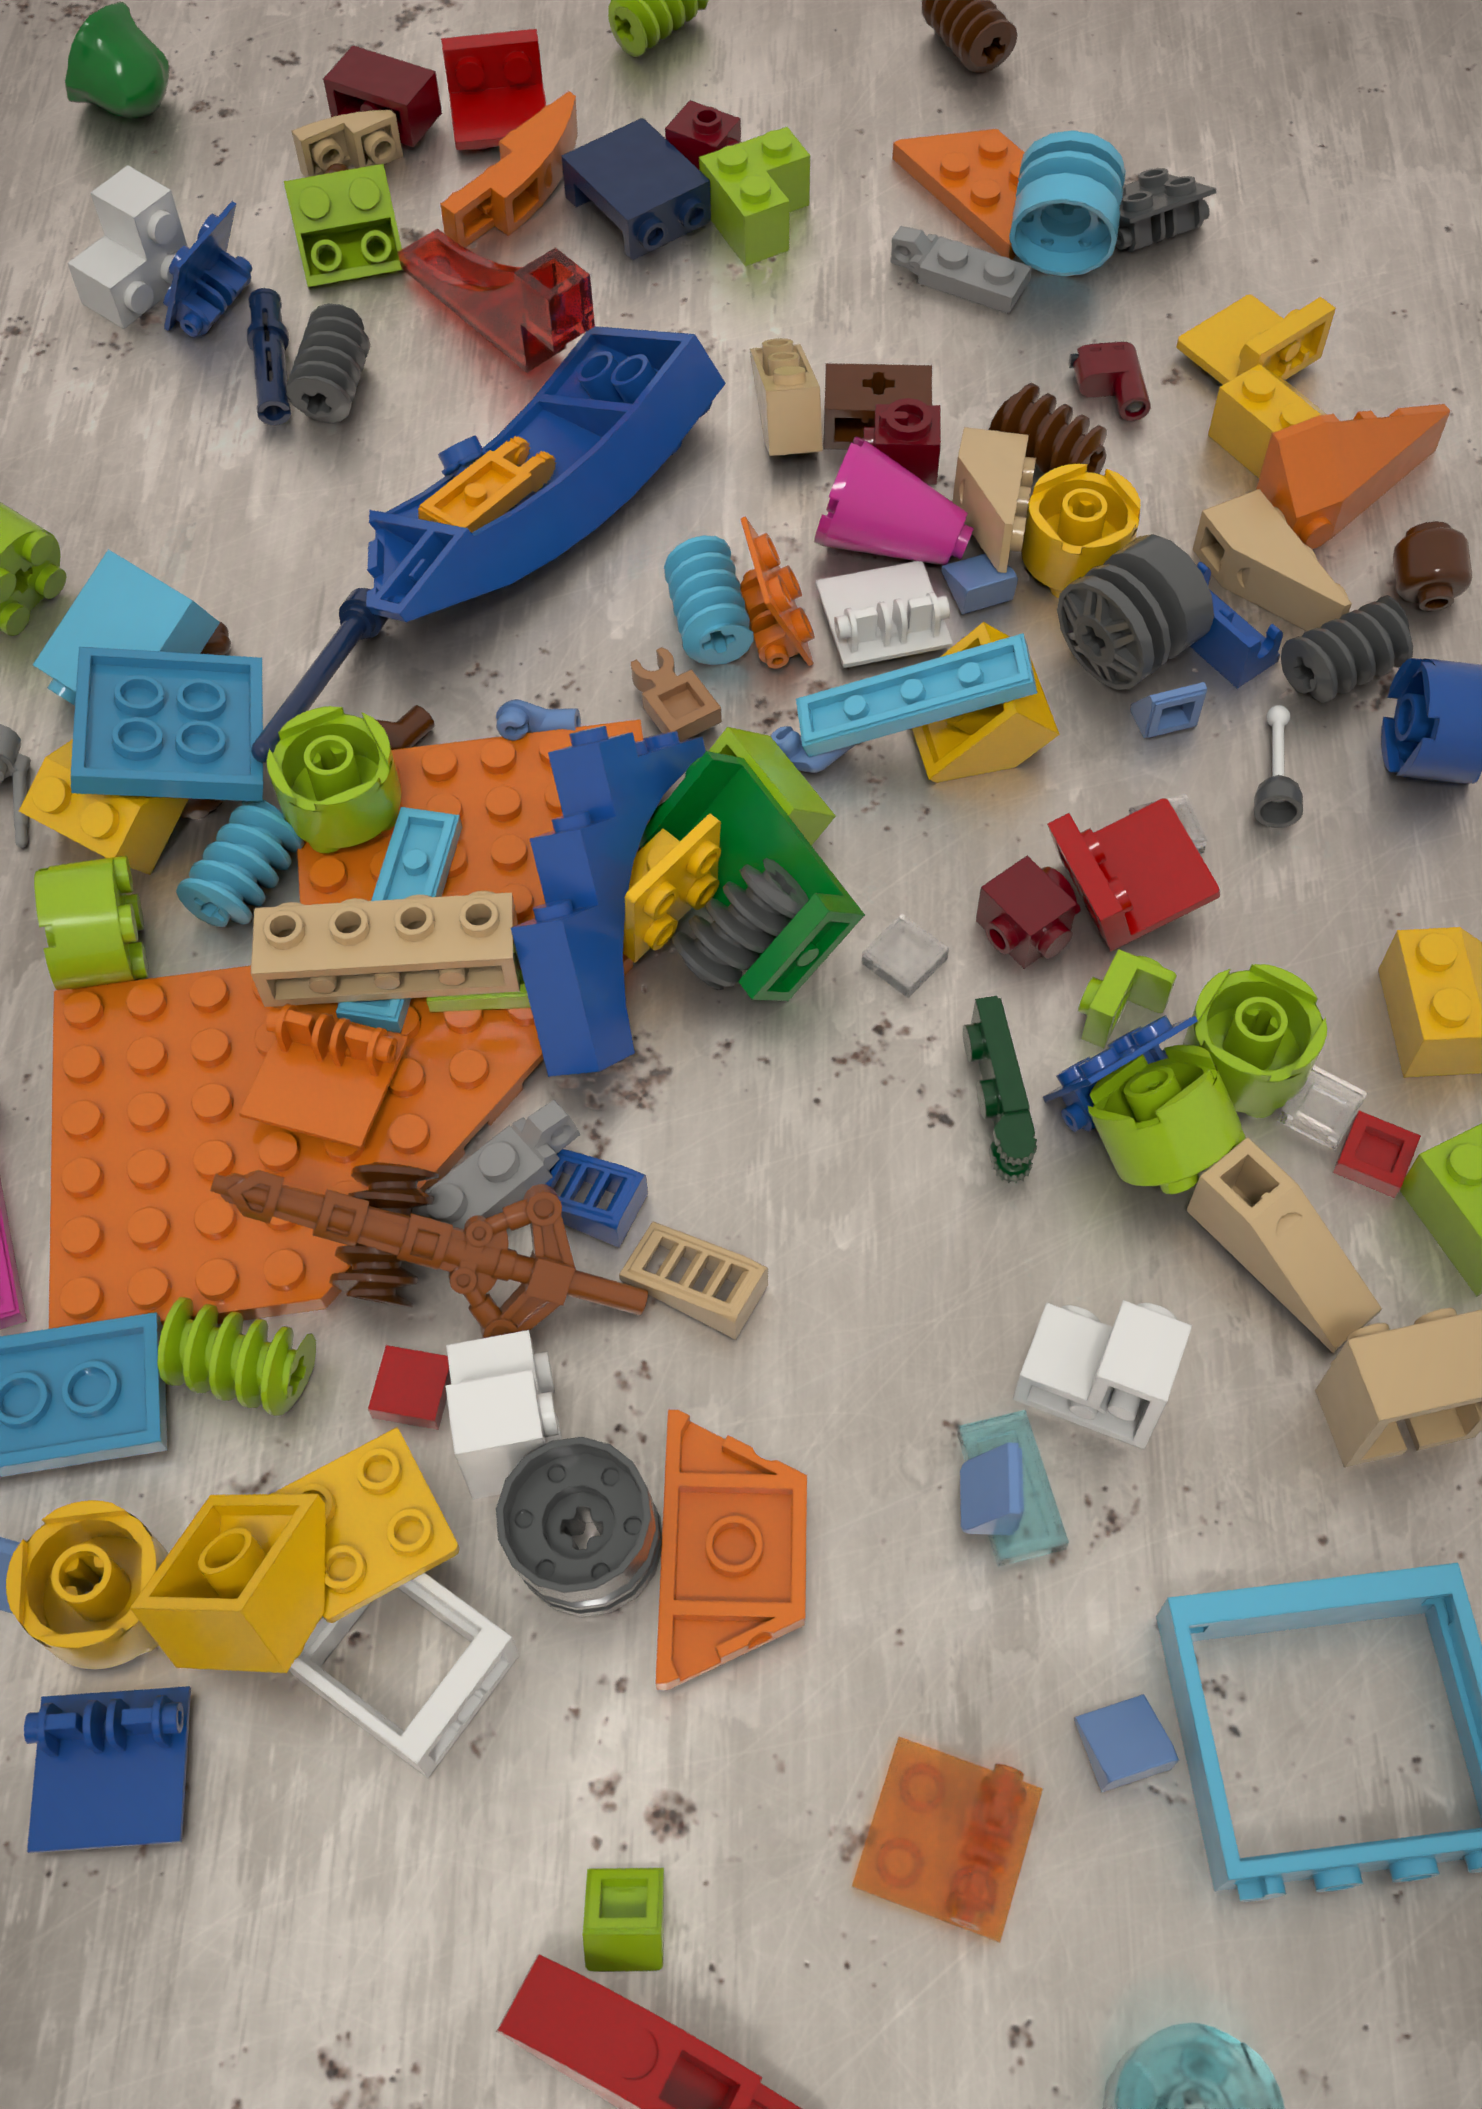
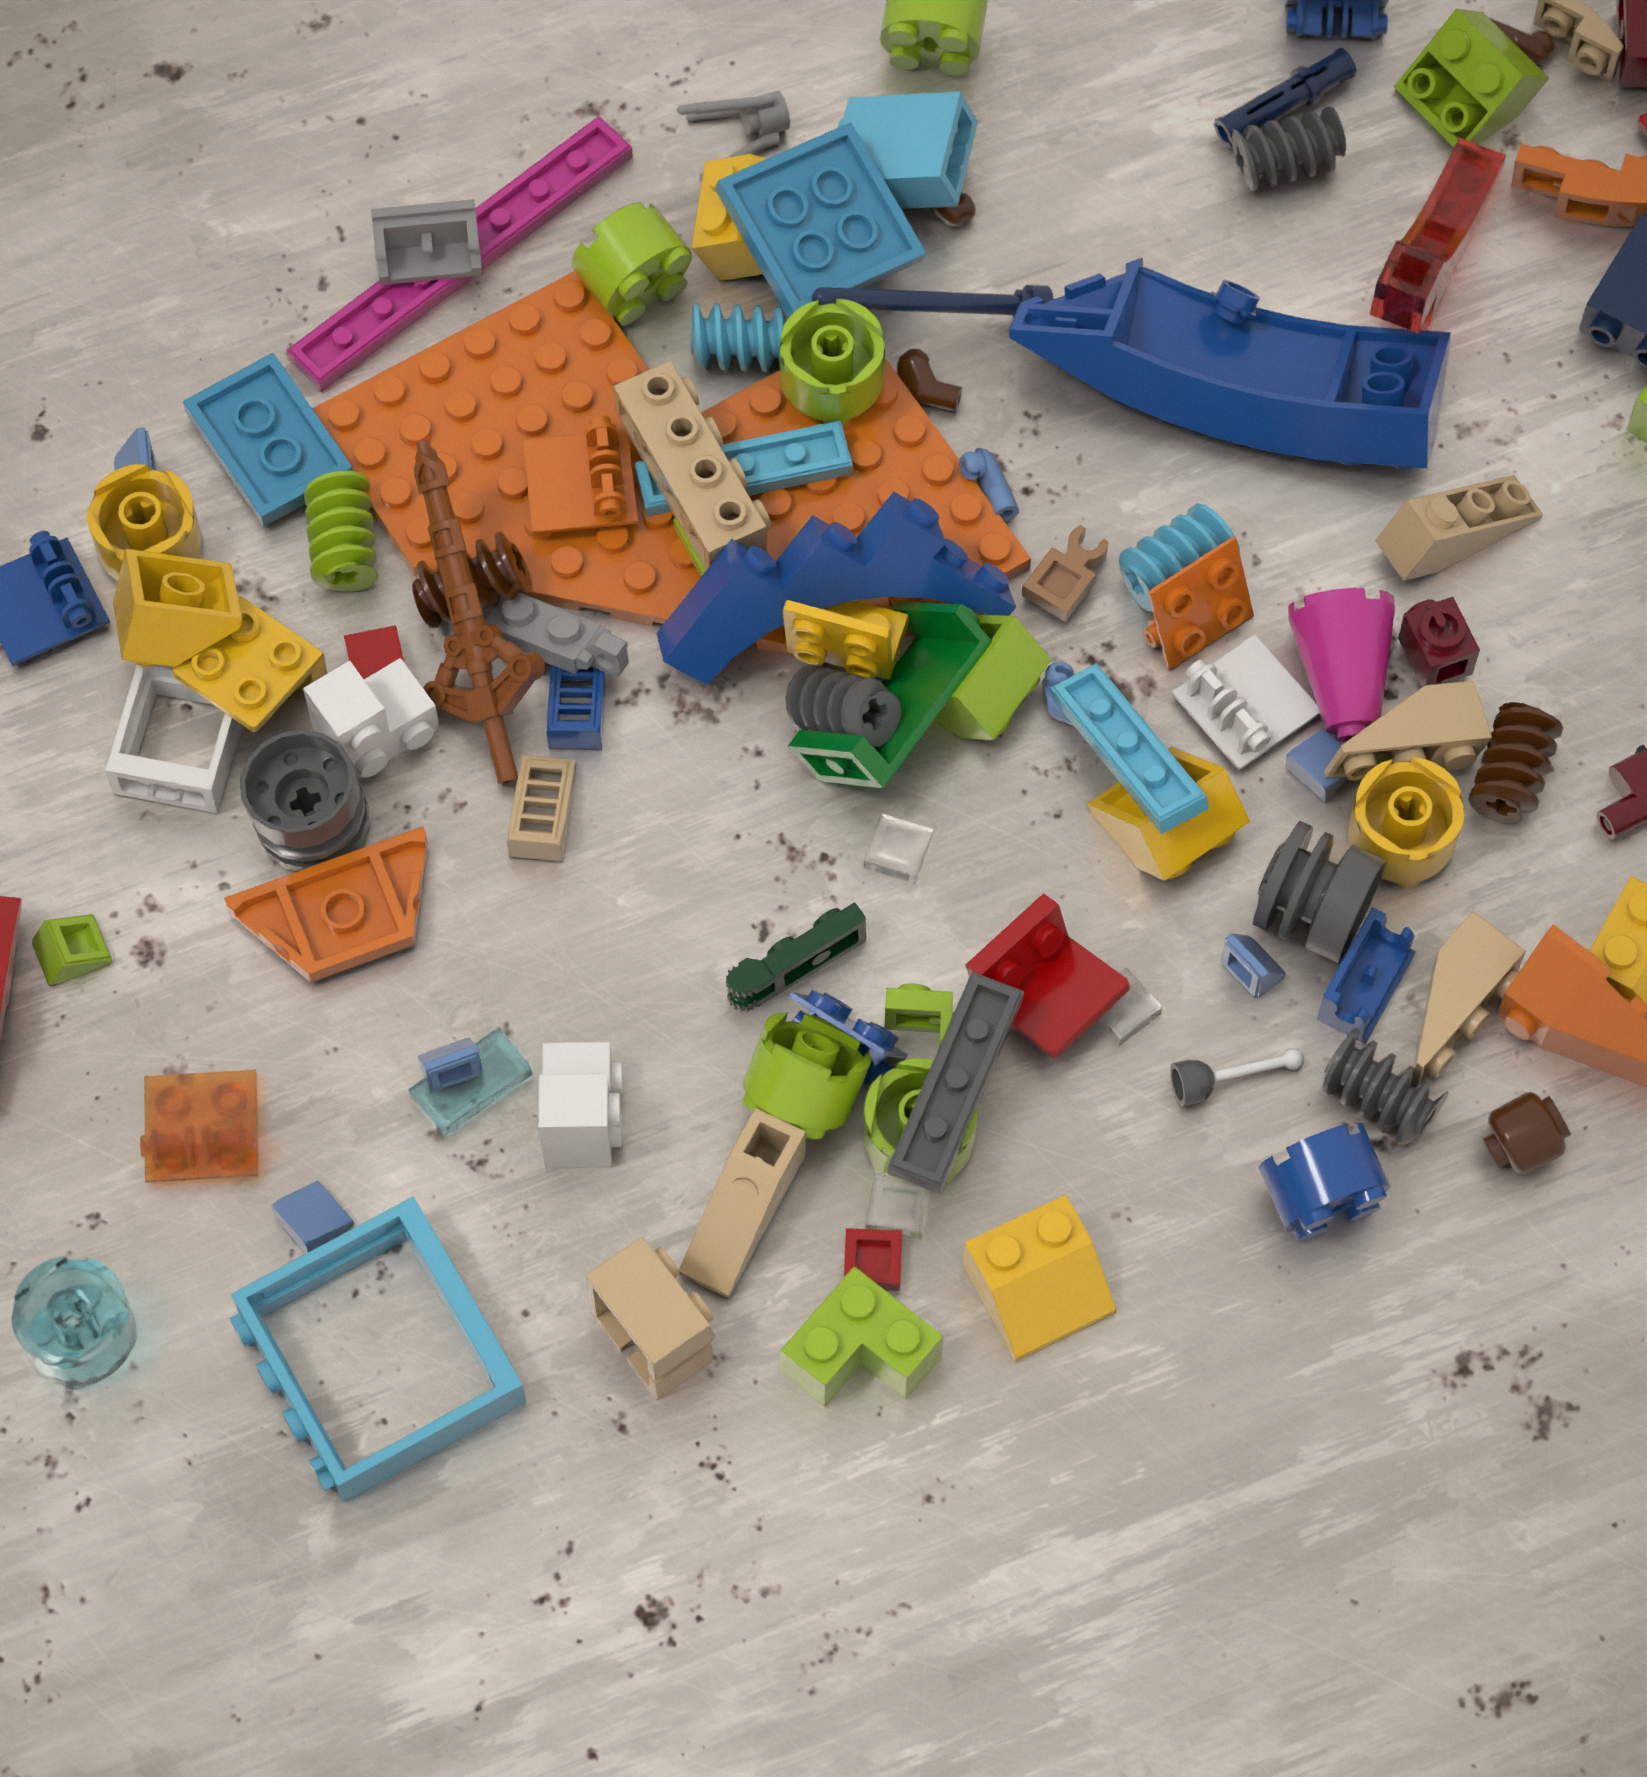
camera: 65 degrees right, 5 degrees up
(489, 486) = (1206, 336): light orange hinge -> none
(855, 390) = (1487, 599): reddish brown brick -> none
(1028, 911) = (970, 917): dark red brick -> none
(1249, 972) = (955, 1083): none -> dark grey tile

